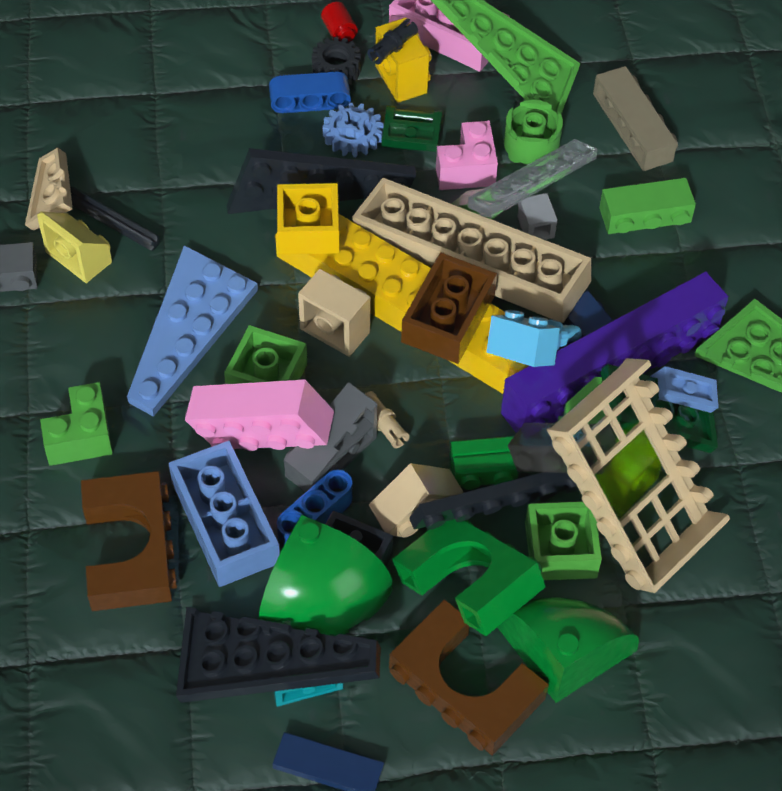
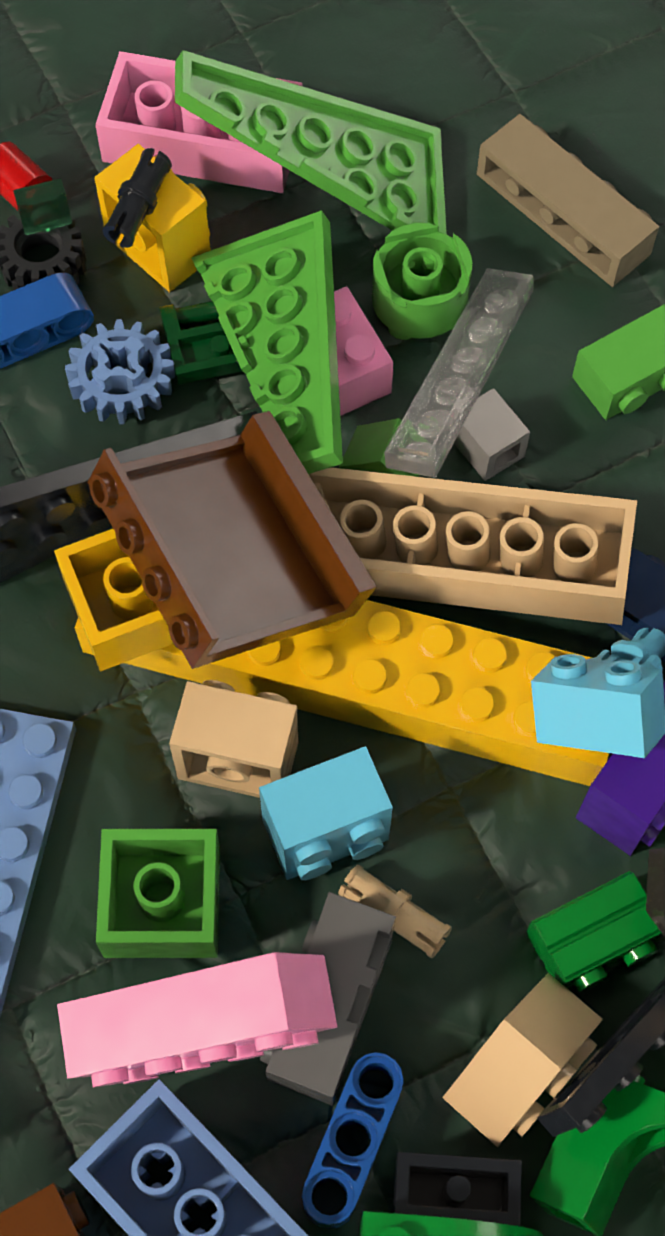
camera: 20 degrees left, 10 degrees up
(344, 36) = (43, 207): none -> clear green plate
(366, 358) = (326, 814): none -> medium azure brick
(369, 209) = (232, 541): none -> reddish brown panel
(442, 130) = (282, 327): none -> bright green wing
(448, 308) = (444, 682): reddish brown brick -> none

